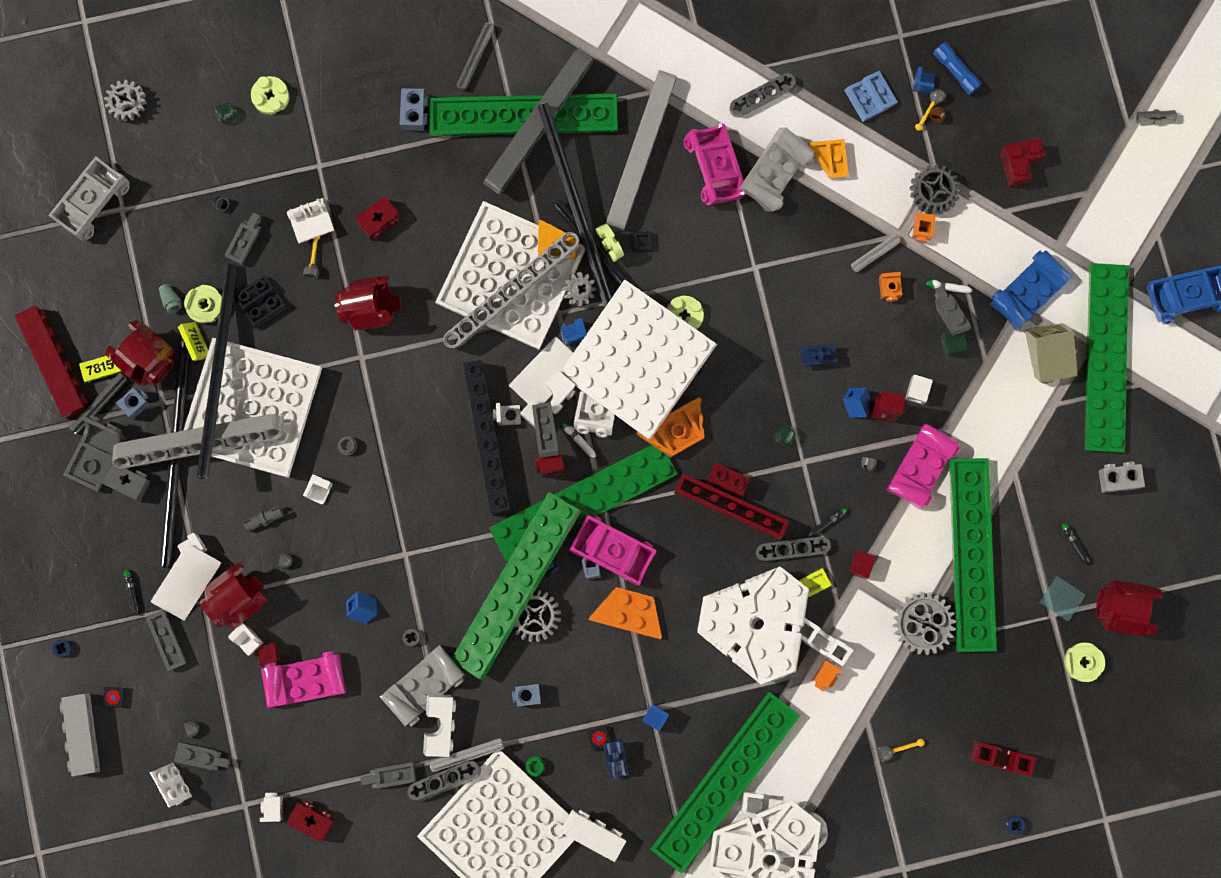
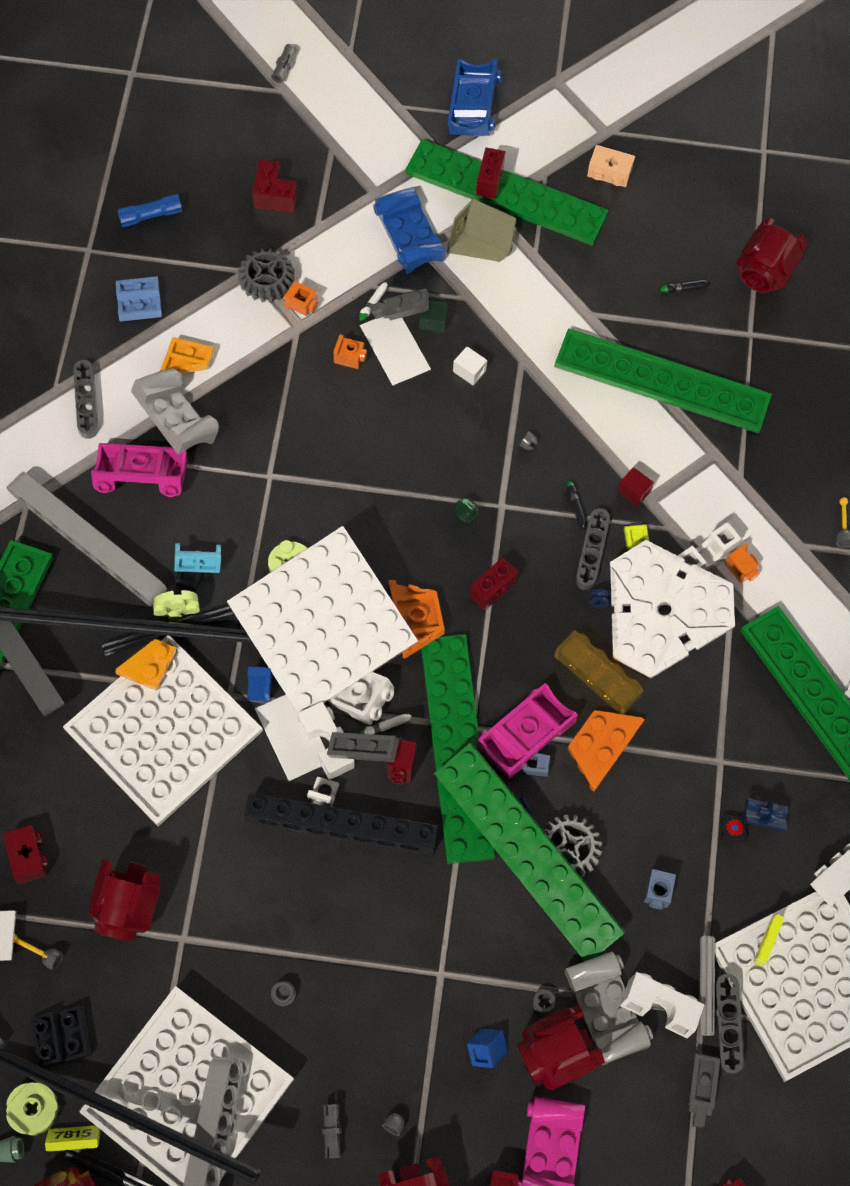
camera: 70 degrees left, 15 degrees down
(317, 489) = (322, 1048): white panel -> none
(375, 659) = (557, 1050): none -> dark red piece
(502, 294) = (187, 739): light grey beam -> none
(515, 790) = (768, 940): none -> neon yellow tile
(535, 766) = (744, 912): green plate -> none
(585, 286) = (213, 659): light grey gear -> none
(655, 717) = (732, 756): blue panel -> none
(656, 242) = (197, 561): none -> medium azure hinge
(685, 590) = (598, 672): none -> clear yellow brick
(731, 507) = (524, 590): dark red brick -> none
(750, 569) = (600, 598): none -> dark blue bush
(818, 355) = (393, 445): dark blue hips -> none
(858, 402) = (459, 427): blue panel -> none
(875, 253) = (307, 354): light grey axle -> none
(888, 407) = (481, 393): dark red arch -> none
(912, 322) = (395, 349): none -> white sticker
(917, 640) = (734, 463): light grey gear -> none
(923, 82) = (148, 245): blue panel -> none
(923, 466) = (551, 392): dark pink piece -> none
(937, 97) = (170, 239): hinge -> none
(937, 114) = (189, 245): reddish brown hinge -> none
(1062, 598) = (736, 318): clear light blue piece -> none
(1091, 653) = (806, 331): yellowish green plate -> none
(1112, 337) = (490, 173): none -> dark red brick
(1121, 482) = (635, 221): light grey brick -> none
(1175, 430) = (611, 166): none -> light nougat brick

